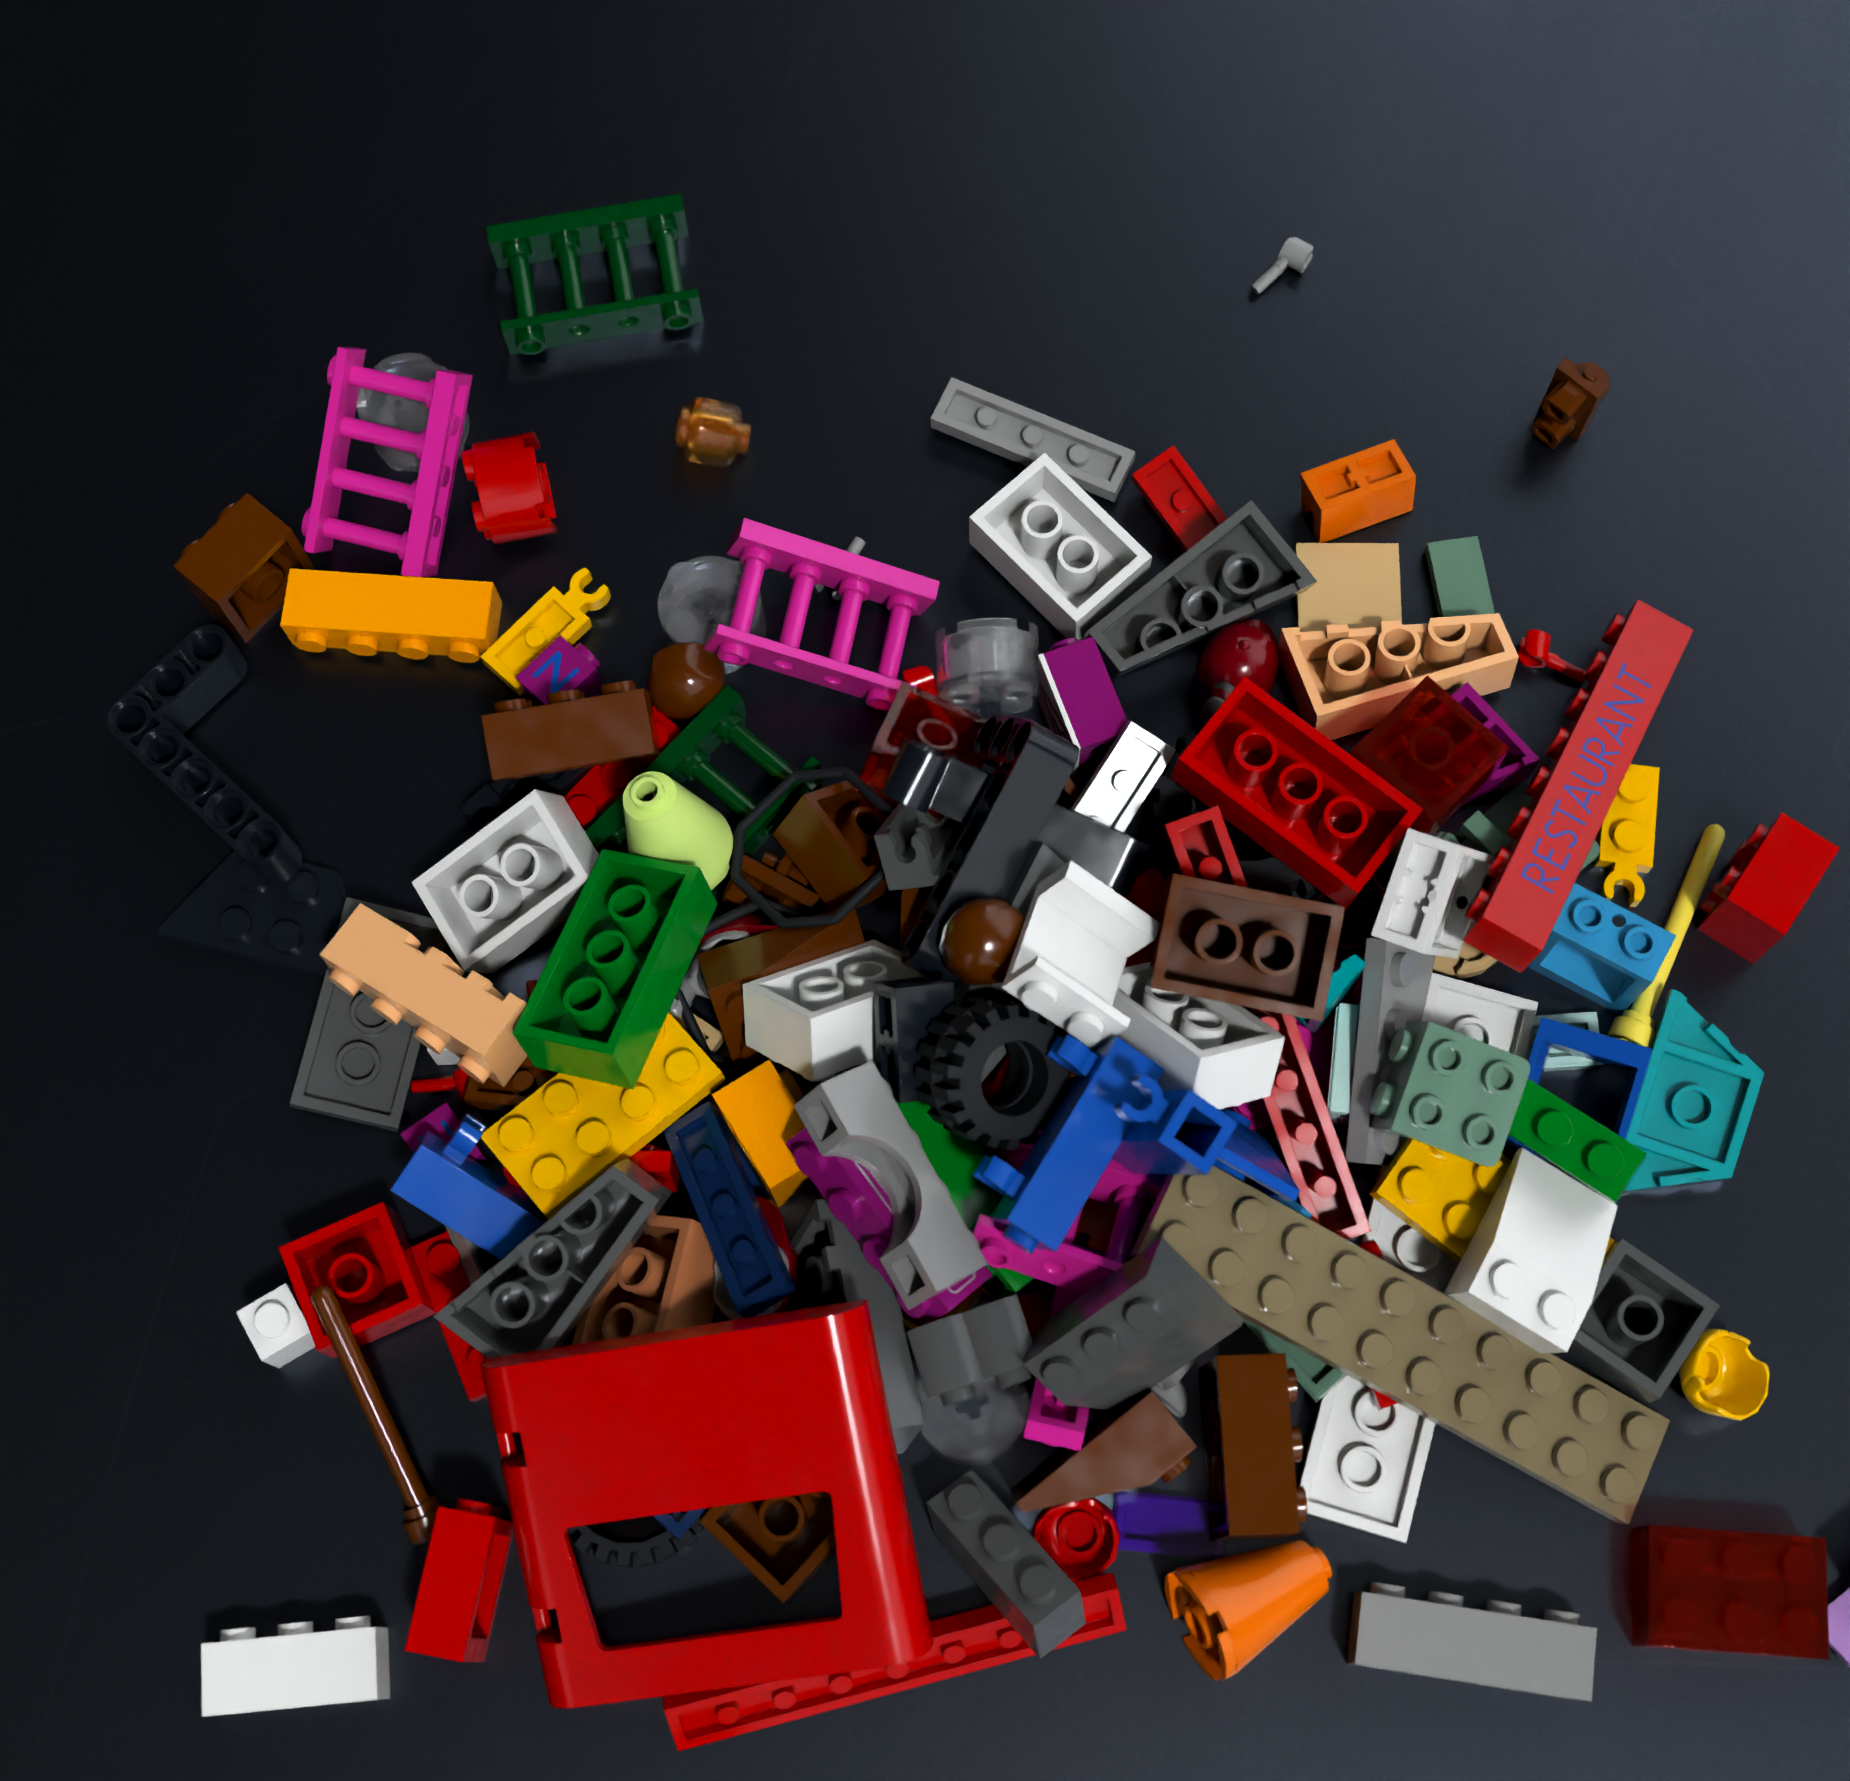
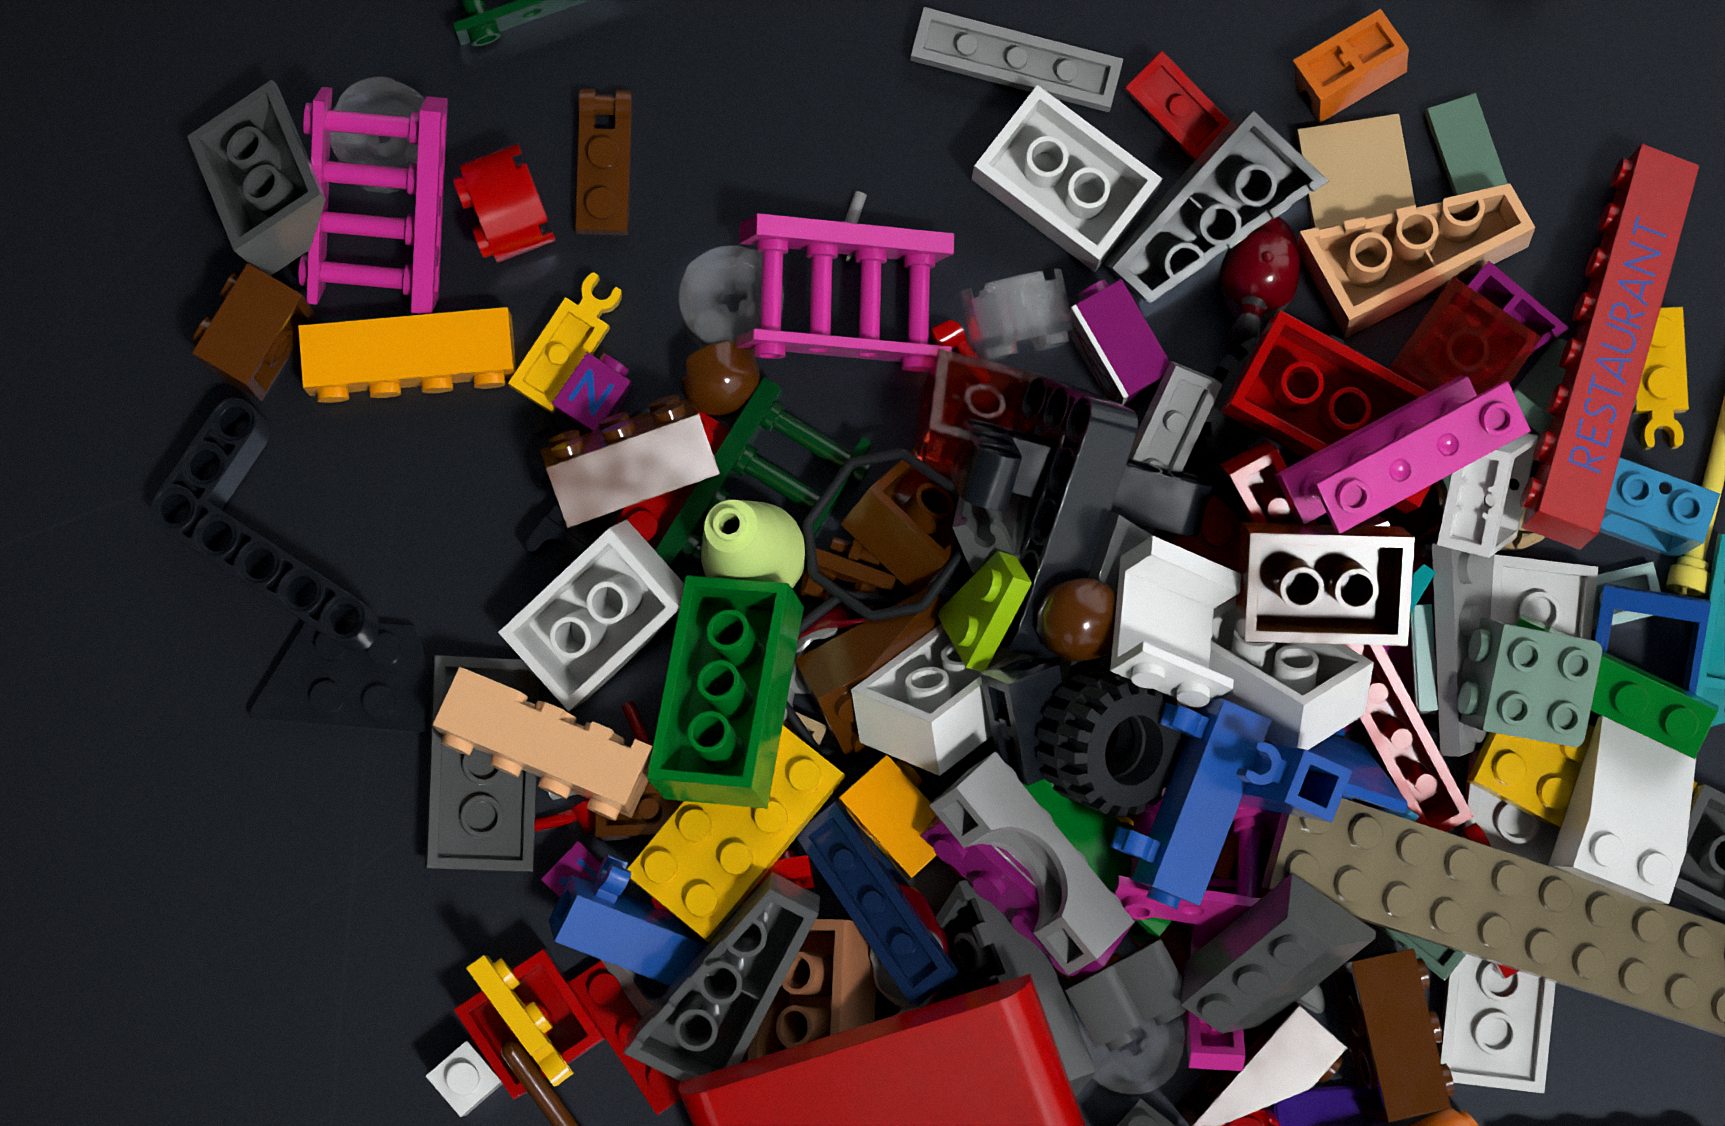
camera: 20 degrees left, 10 degrees up
(280, 428) = (260, 179): none -> dark grey slope
(342, 1269) = (526, 1022): none -> yellow plate
(619, 476) = (603, 164): none -> reddish brown plate
(712, 432) = (691, 105): clear orange head -> none
(894, 924) = (984, 609): none -> lime wing
(1347, 820) = (1402, 453): none -> dark pink fence
(1535, 653) = (1547, 205): red hand -> none

